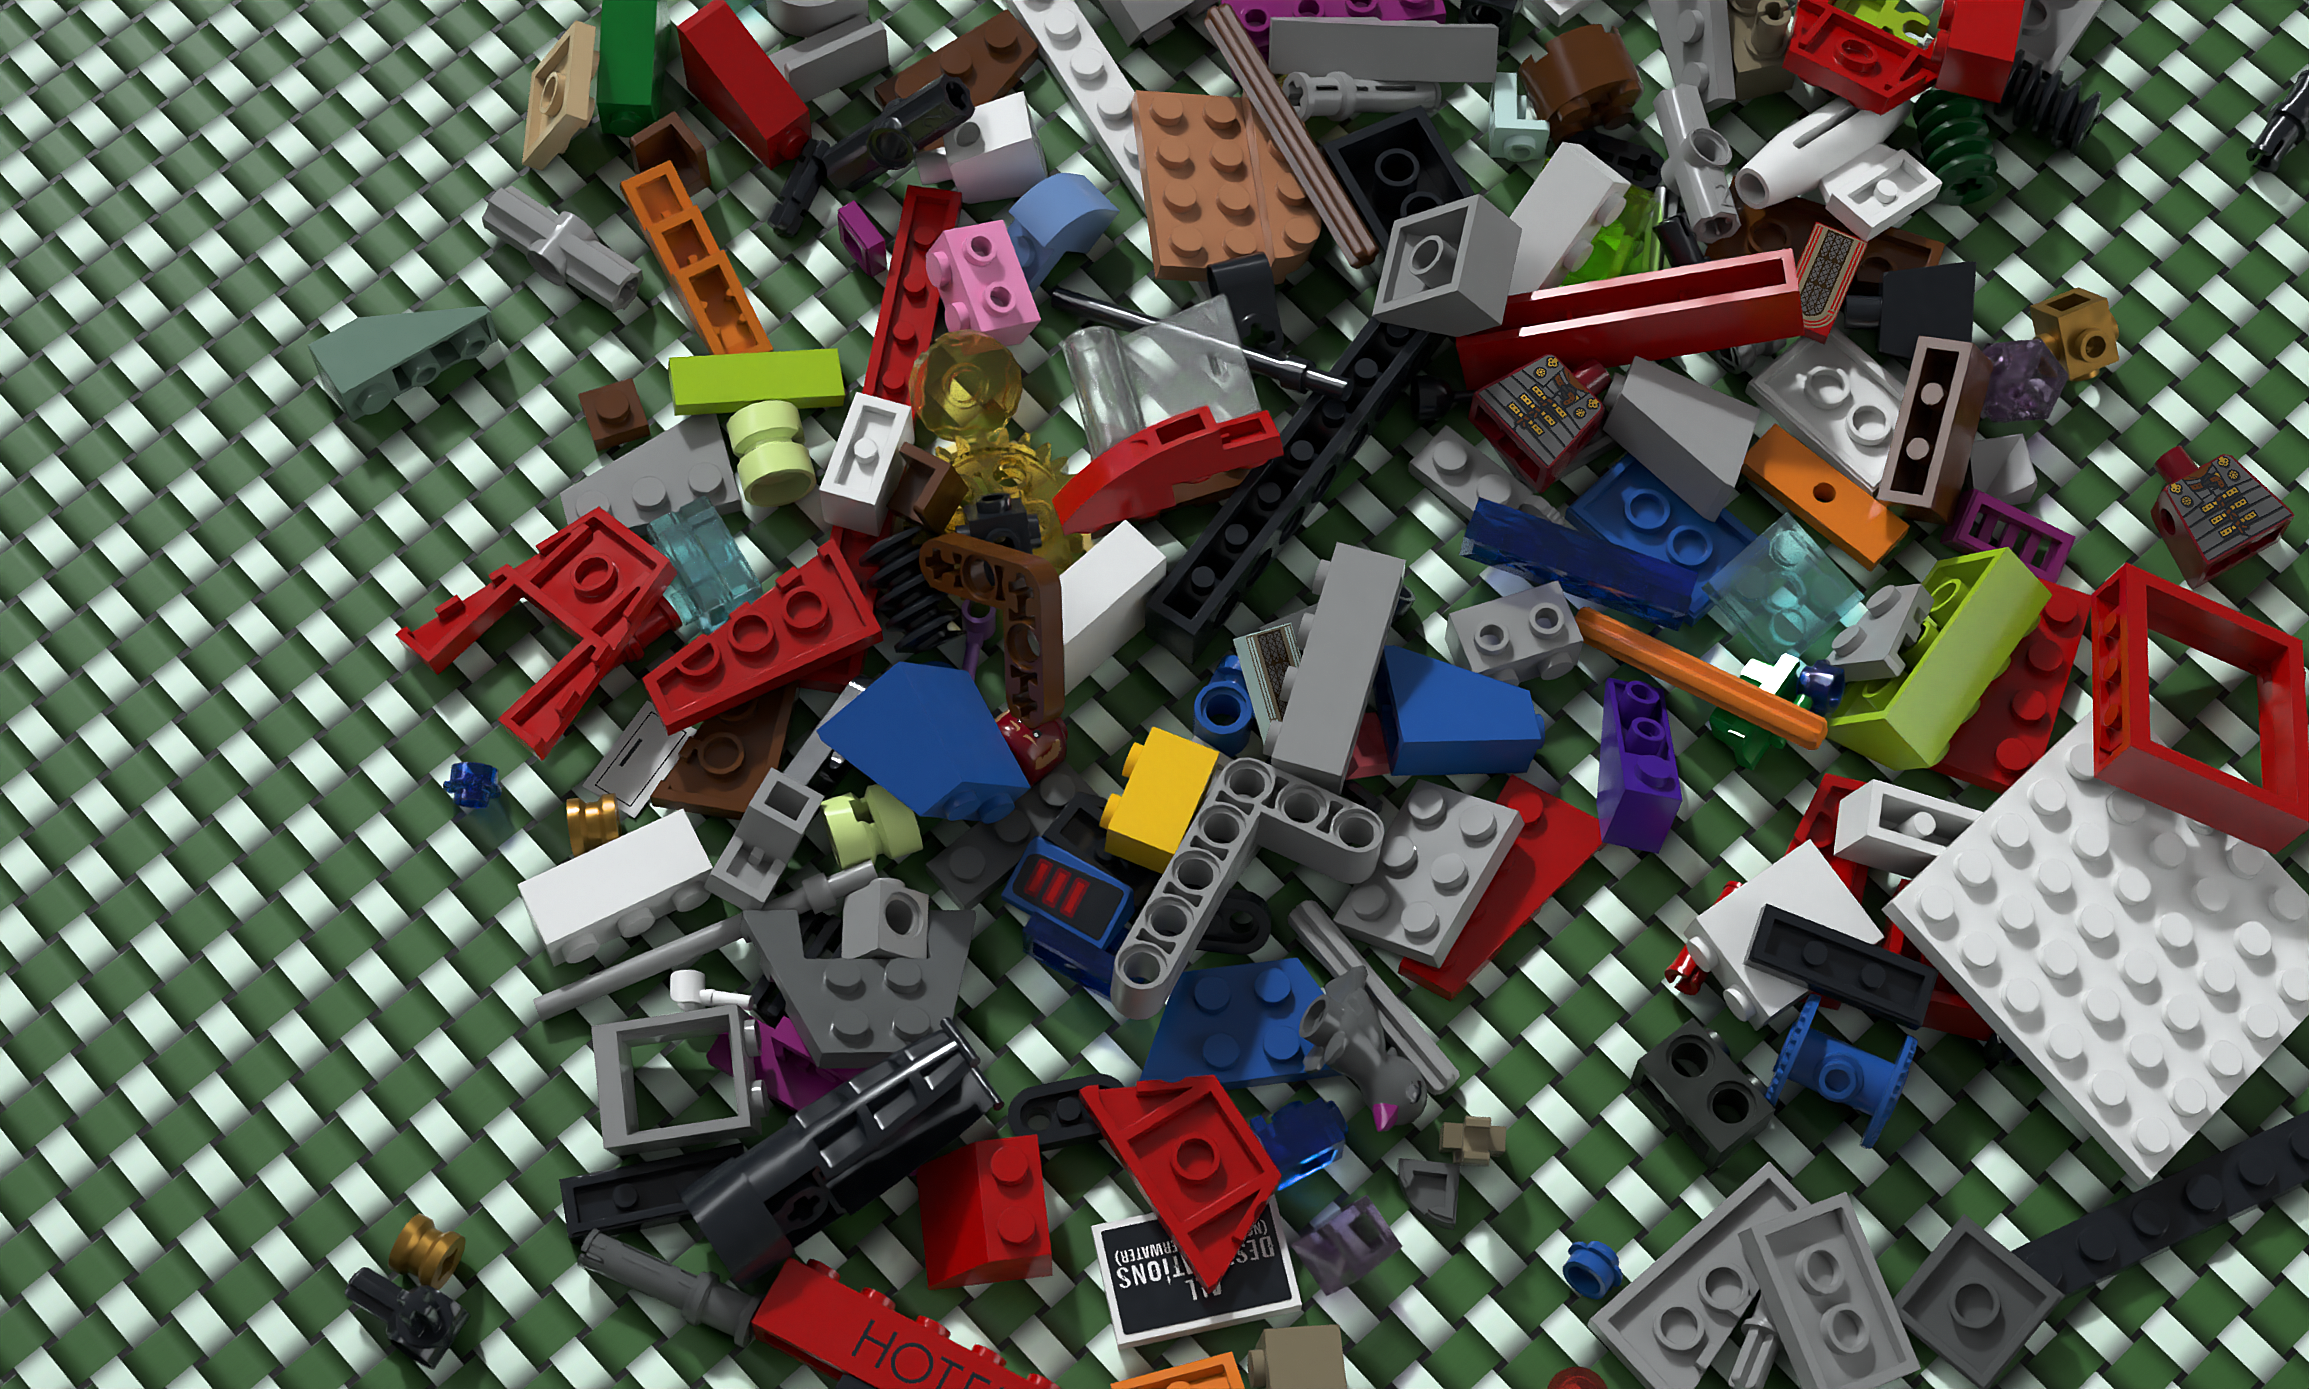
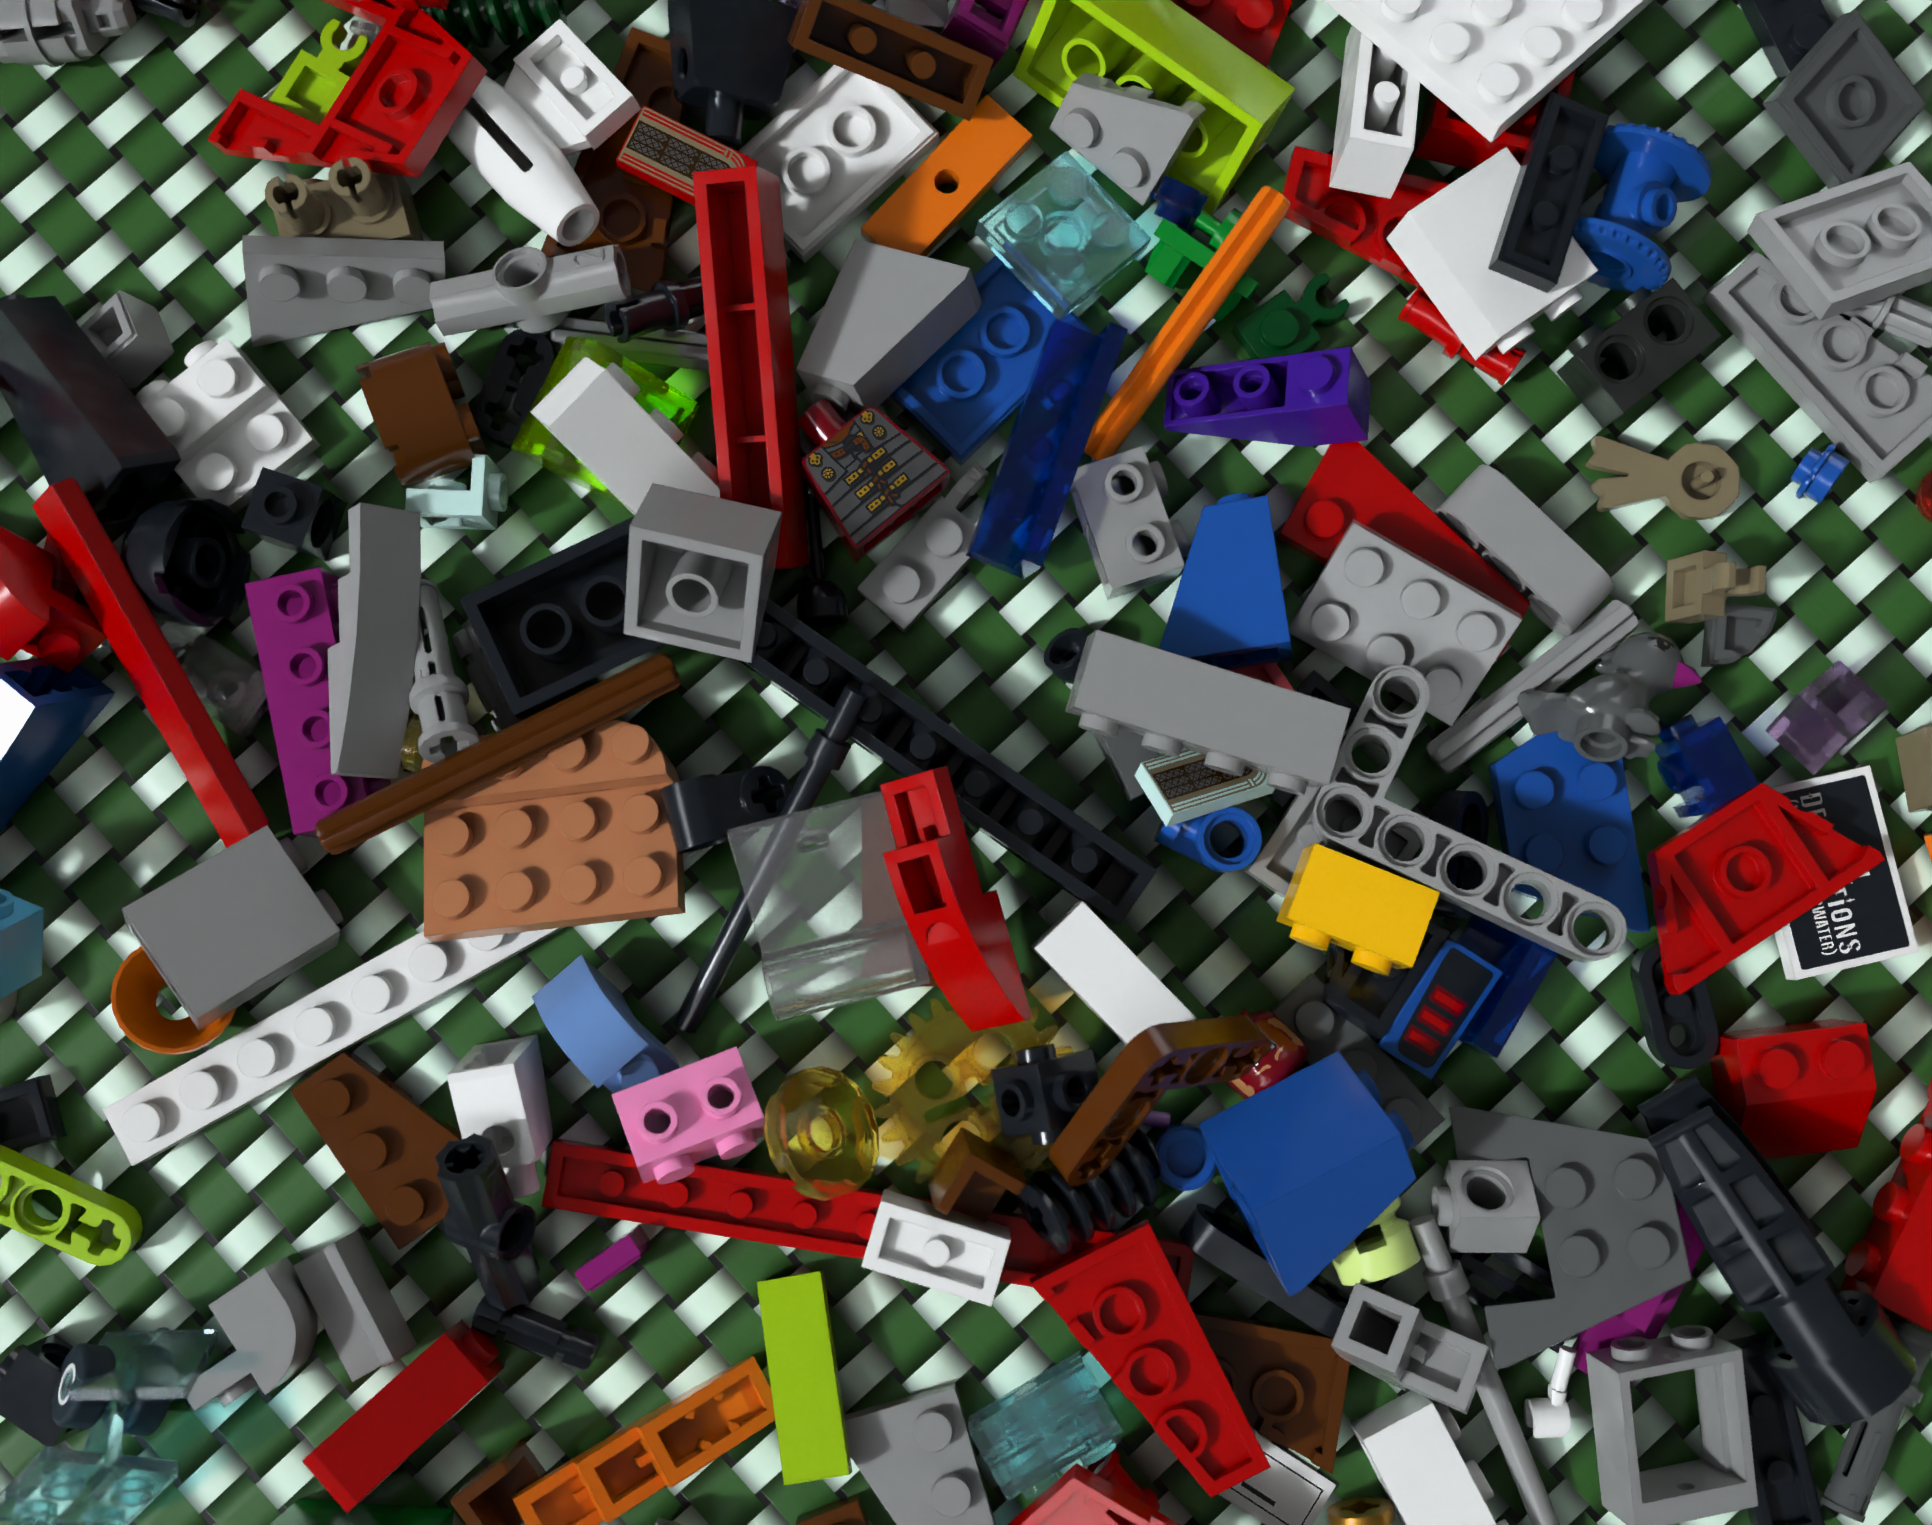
camera: 90 degrees left, 20 degrees up
(771, 453) = (903, 1356): yellowish green wheel -> none
(1503, 986) = (1526, 549): none -> light grey beam
(1579, 1150) = (1693, 482): none -> dark tan piece
(1711, 787) = (1285, 326): none -> dark green plate

